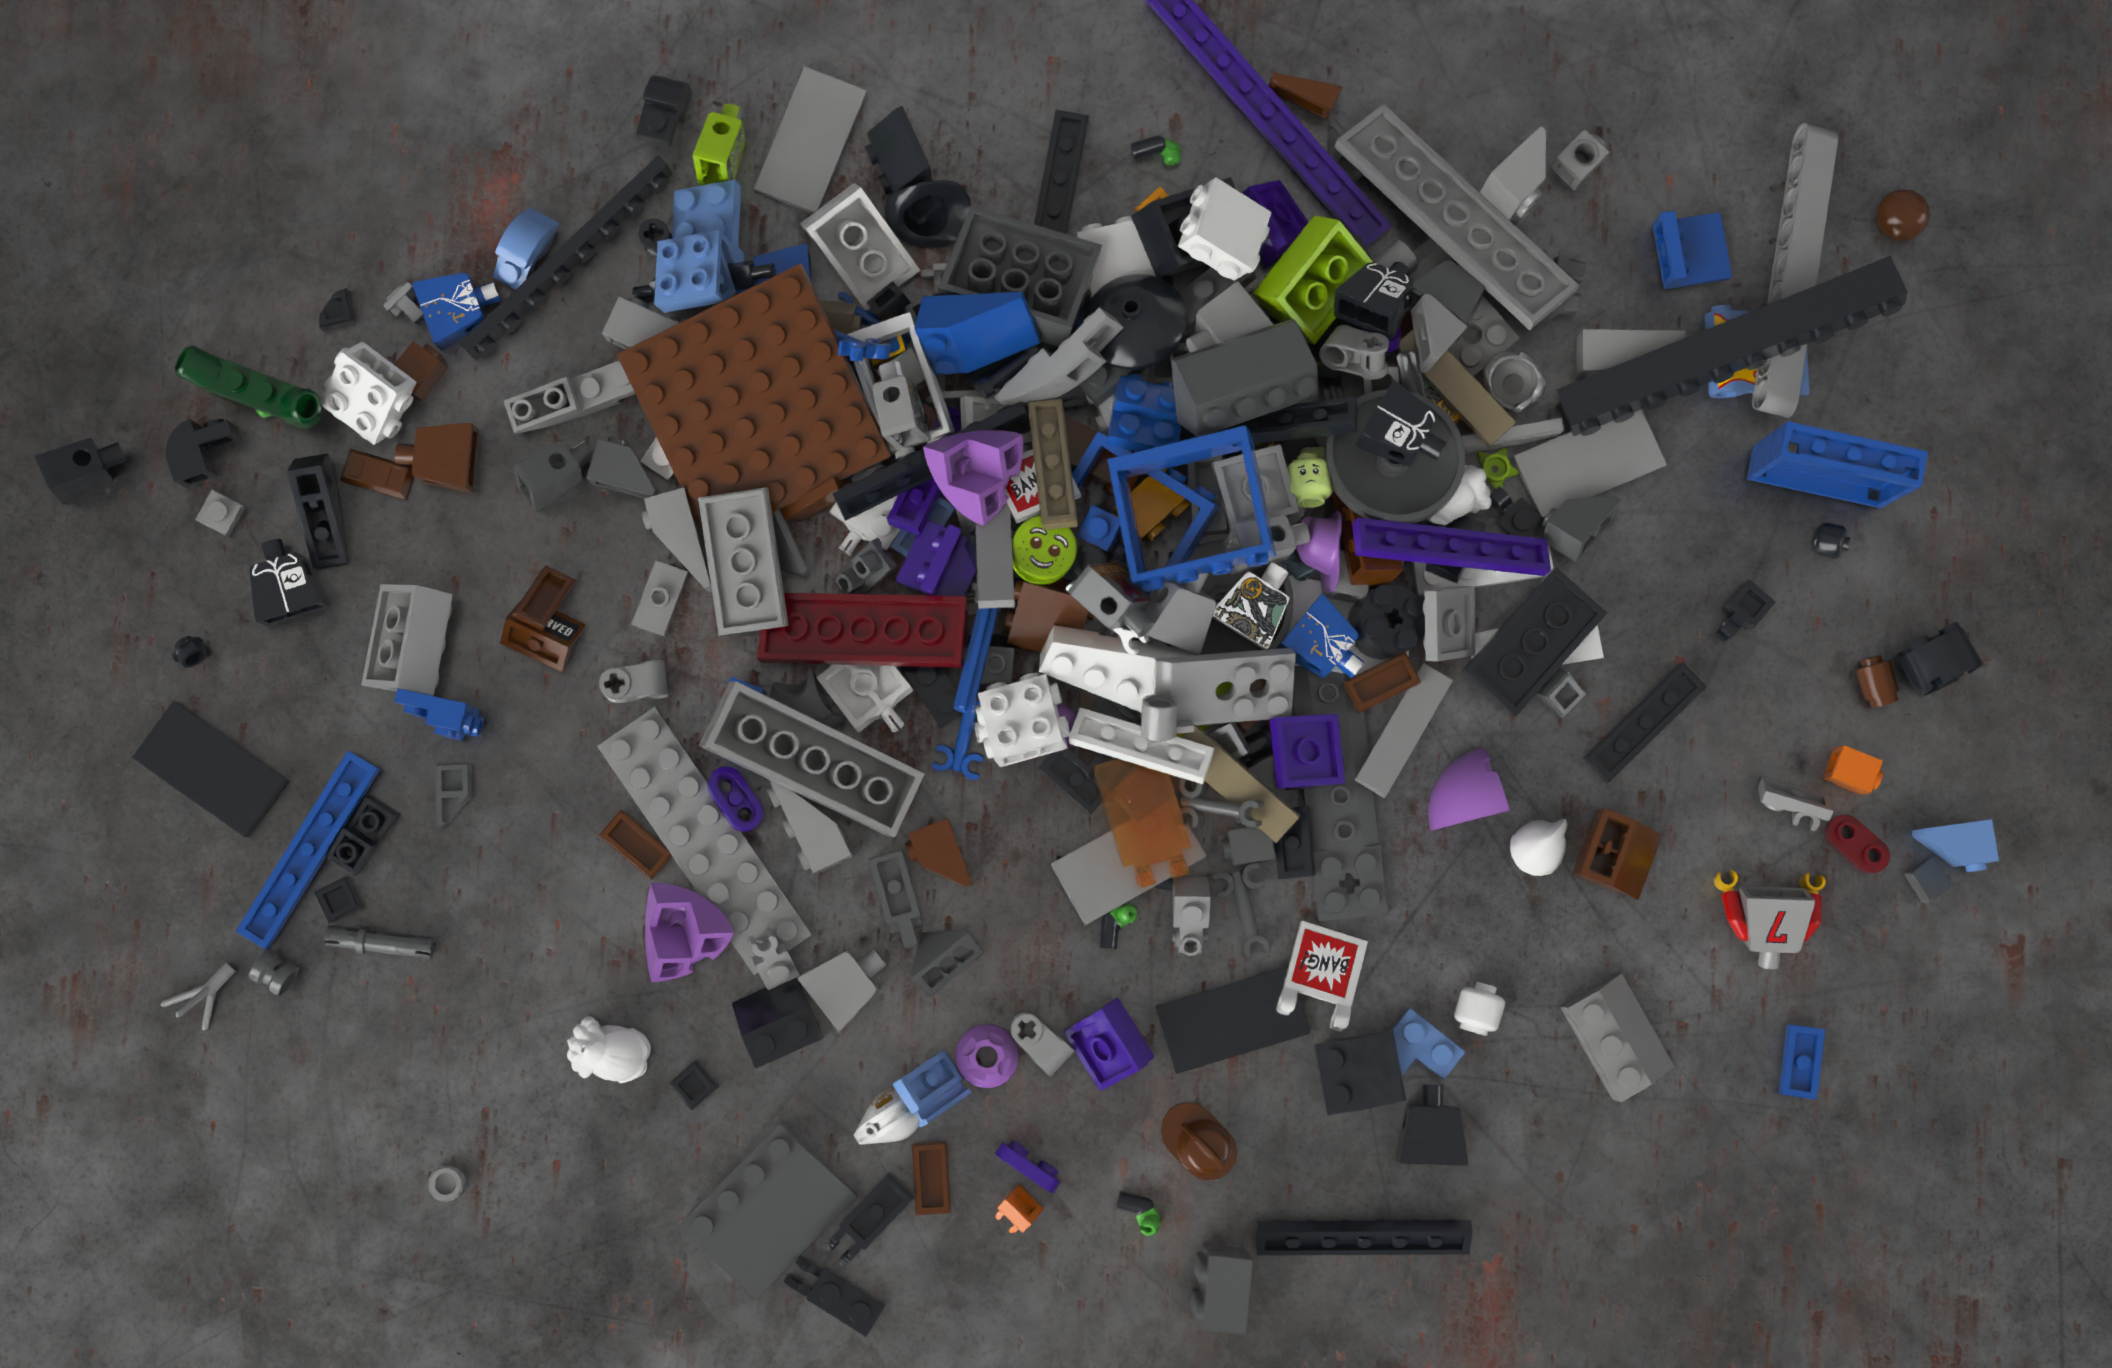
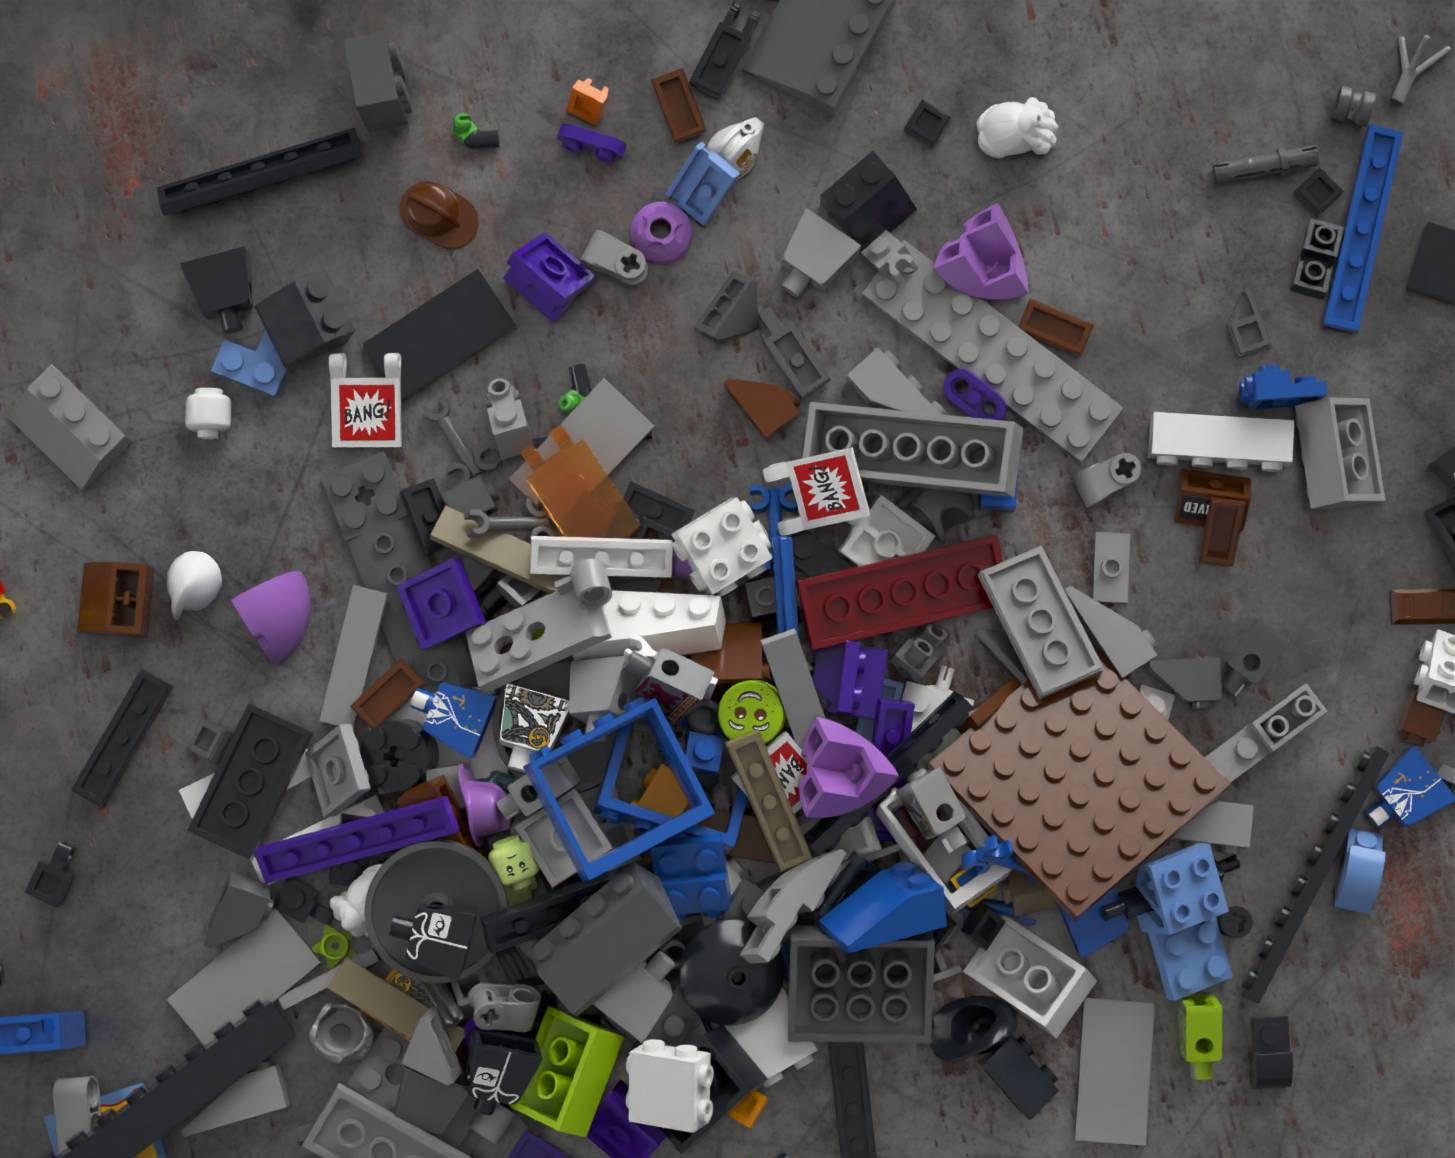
camera: 170 degrees right, 0 degrees up
(443, 456) = (1367, 639): reddish brown torso -> none
(515, 684) = (1221, 440): none -> white brick
(907, 748) = (825, 490): none -> flag

